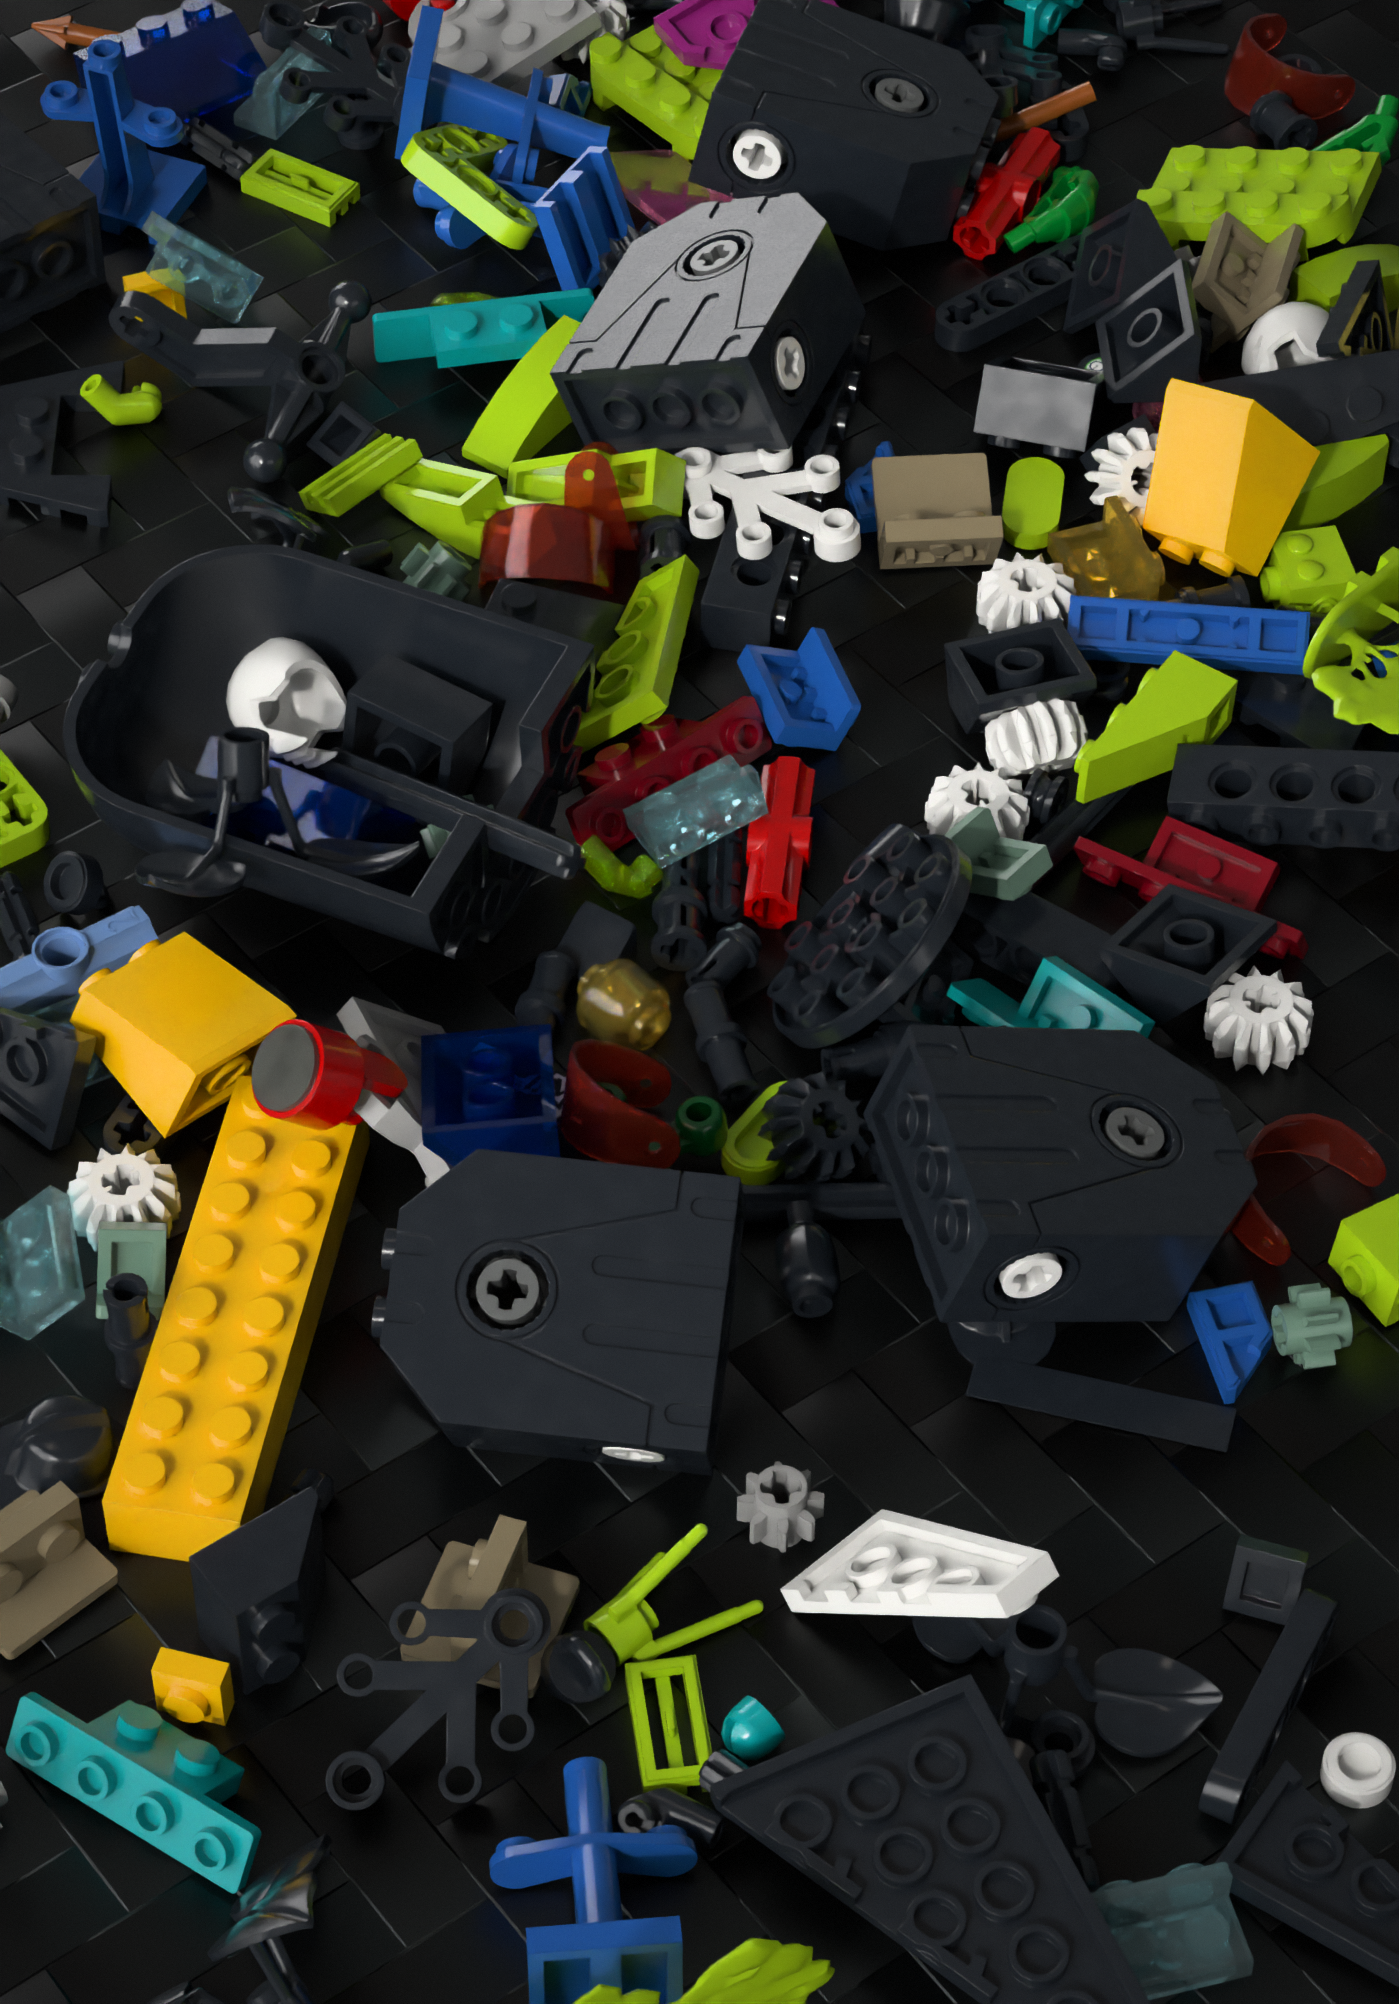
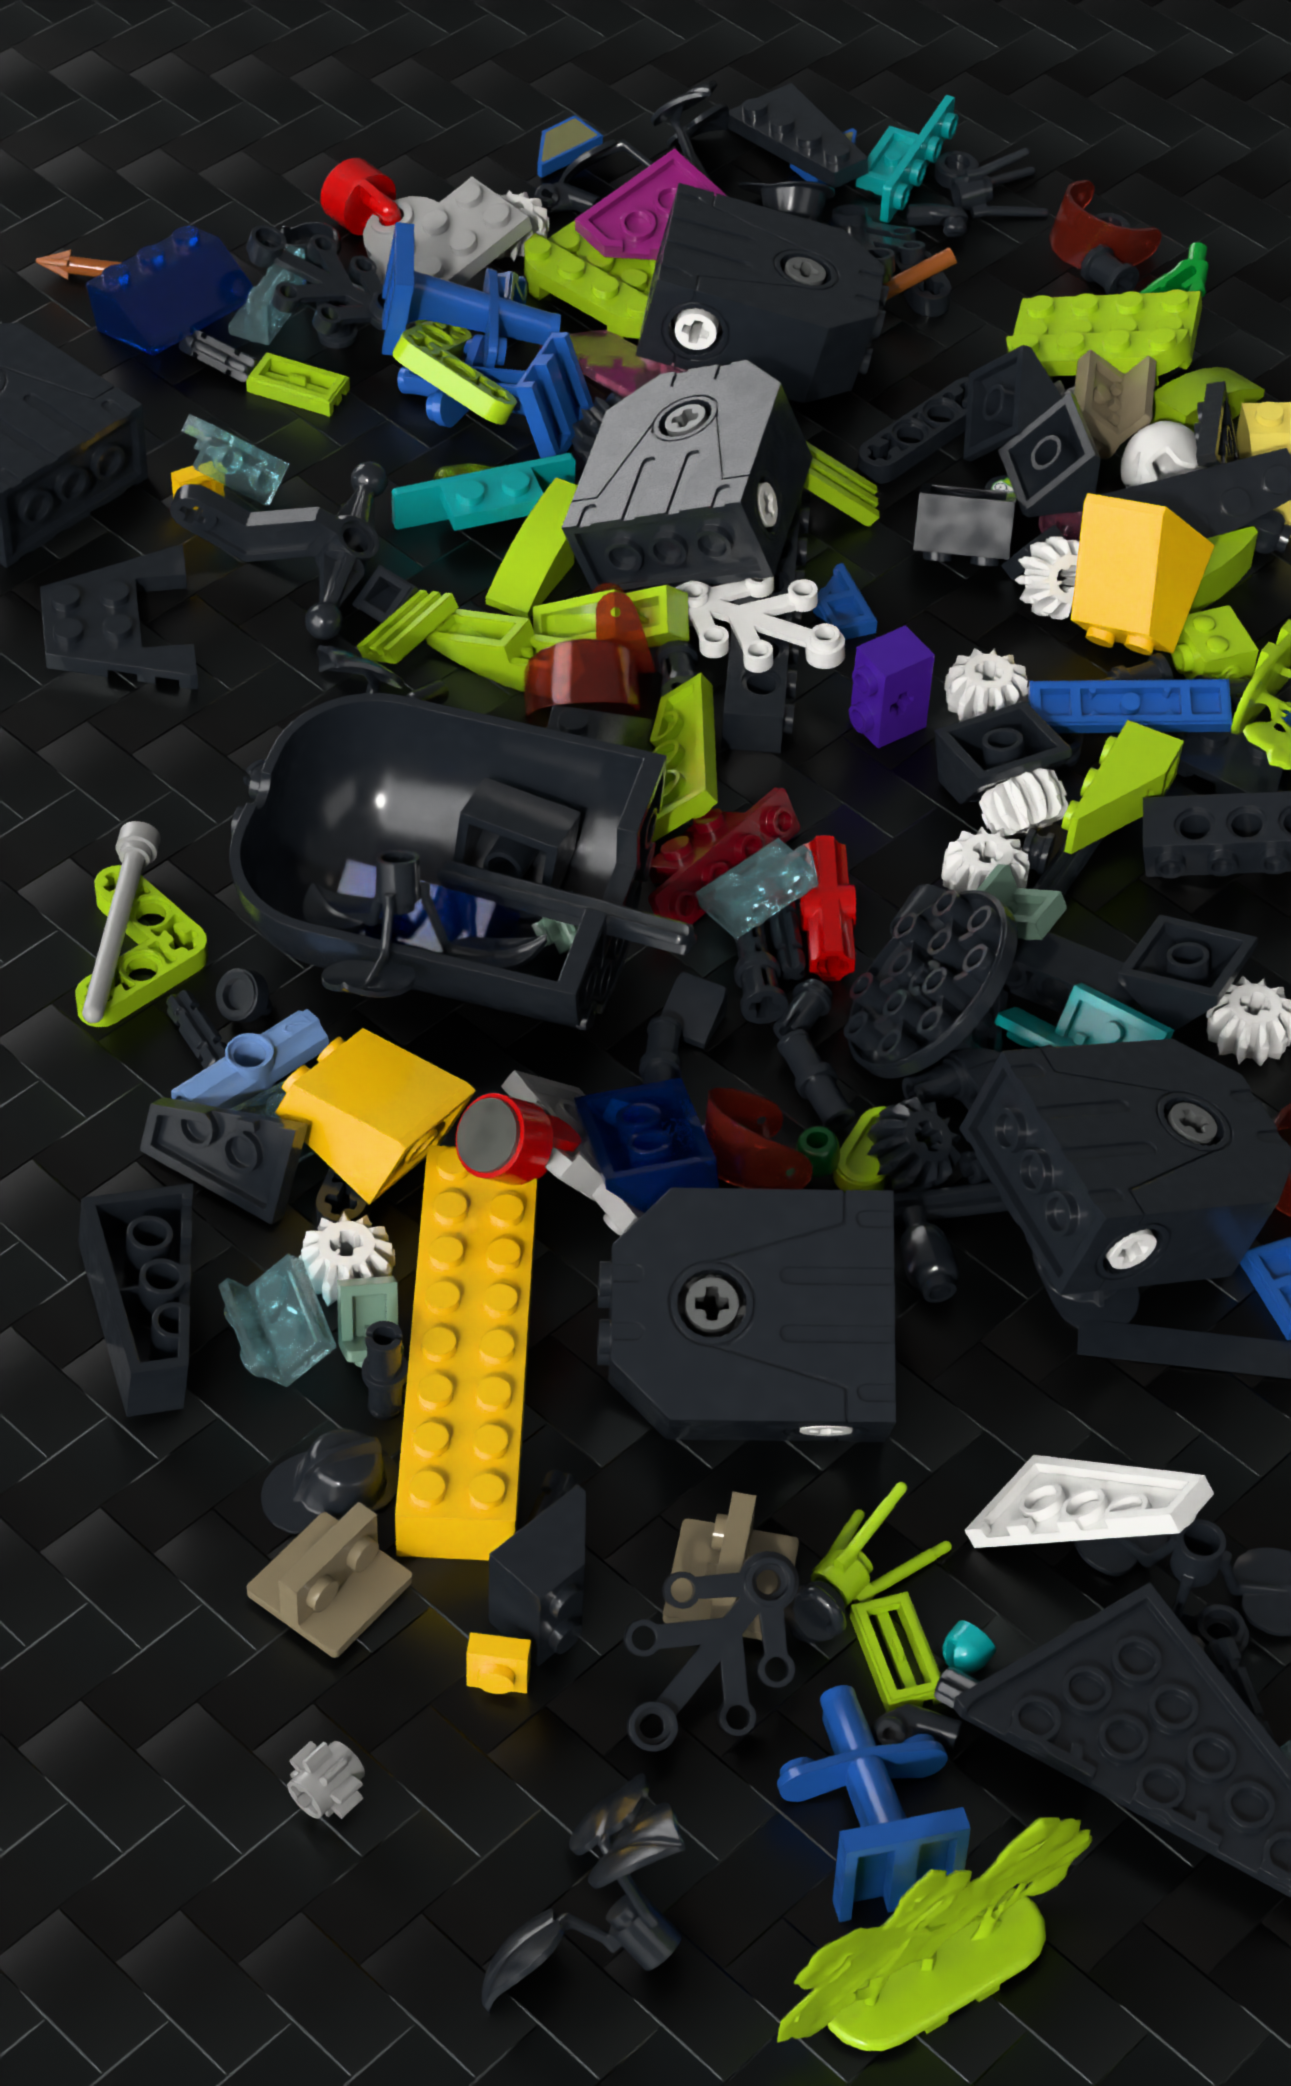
camera: 10 degrees left, 0 degrees up
(122, 409) = (192, 585): lime arm -> none
(124, 173) = (163, 388): blue piece -> none
(144, 1780) = (474, 1746): teal bracket -> none
(290, 696) = (401, 814): white helmet -> none
(438, 570) = (493, 700): sand green gear -> none
(615, 875) = (712, 950): clear neon green arm -> none
(623, 1004) = (728, 1055): clear yellow head -> none
(780, 1506) = (951, 1461): light grey gear -> none
(802, 692) = (820, 779): blue bracket -> none
(901, 350) = (842, 487): none -> lime tile
(906, 589) = (891, 686): none -> dark purple brick
(934, 511) = (896, 599): dark tan bracket -> none
(1006, 193) = (896, 347): red piece -> none
(1032, 502) = (971, 606): lime tile -> none
(1060, 211) = (944, 358): green piece -> none
(1109, 556) = (1048, 645): clear yellow bracket -> none
(1201, 865) = (1172, 894): dark red bracket -> none

